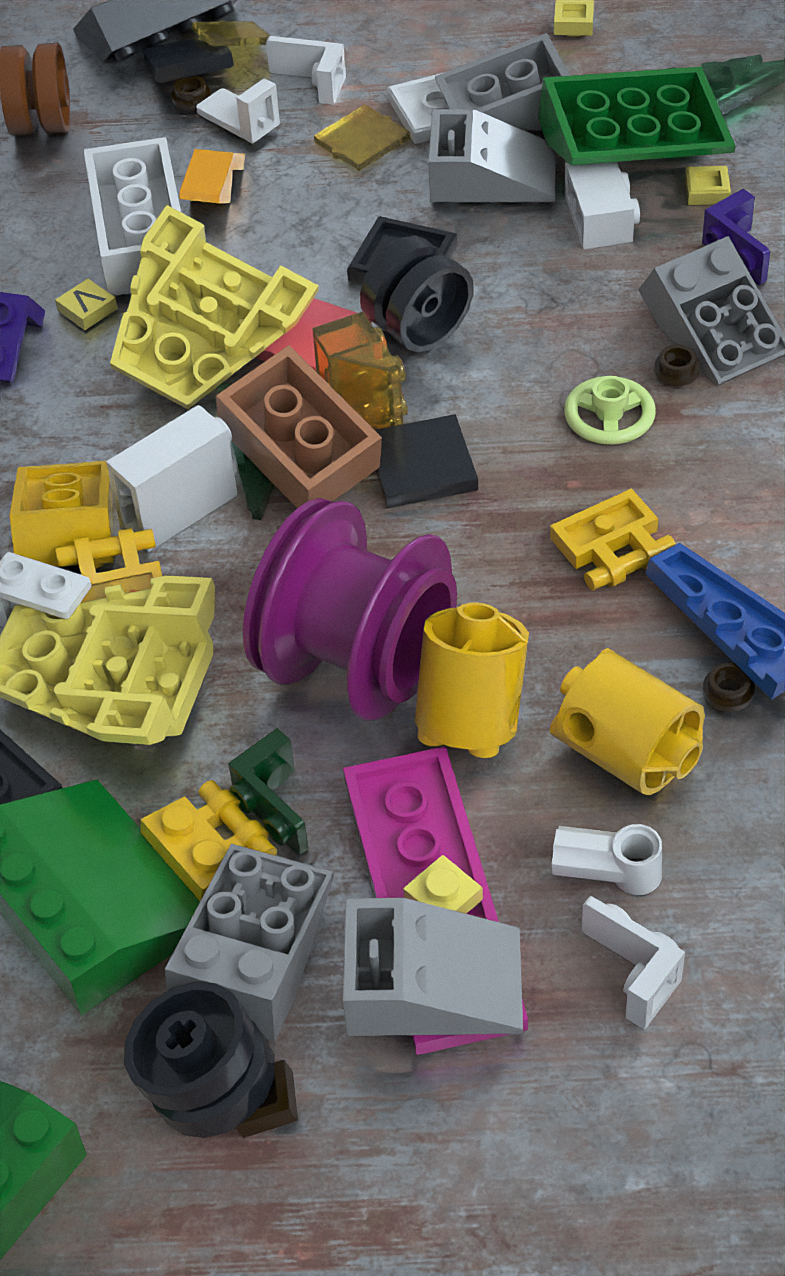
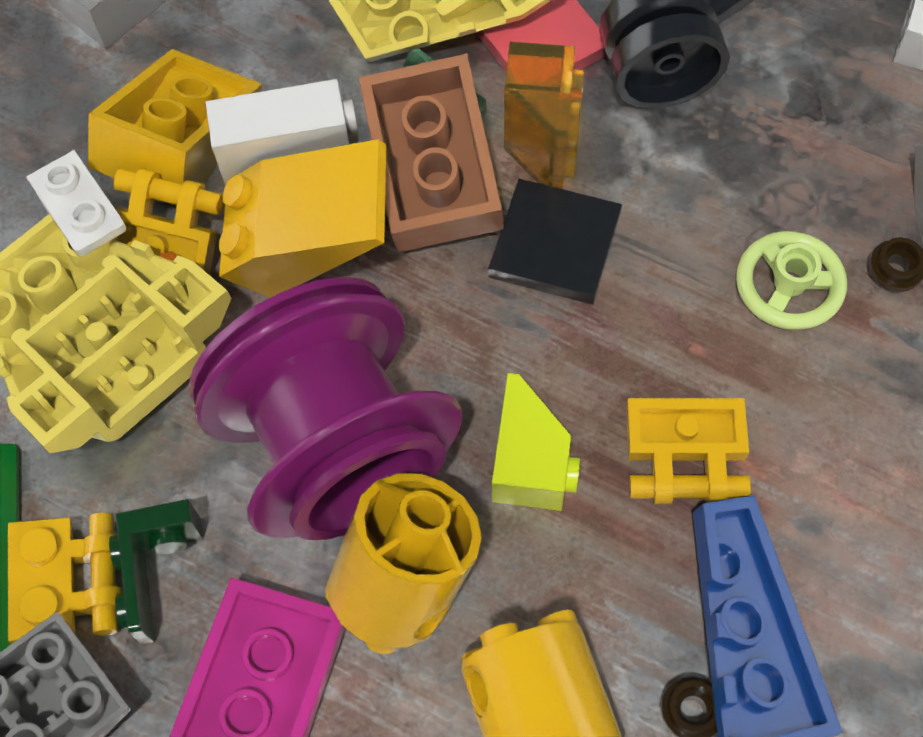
camera: 30 degrees right, 15 degrees up
(230, 510) = (302, 215): none -> yellow slope
(505, 583) = (531, 452): none -> neon yellow slope

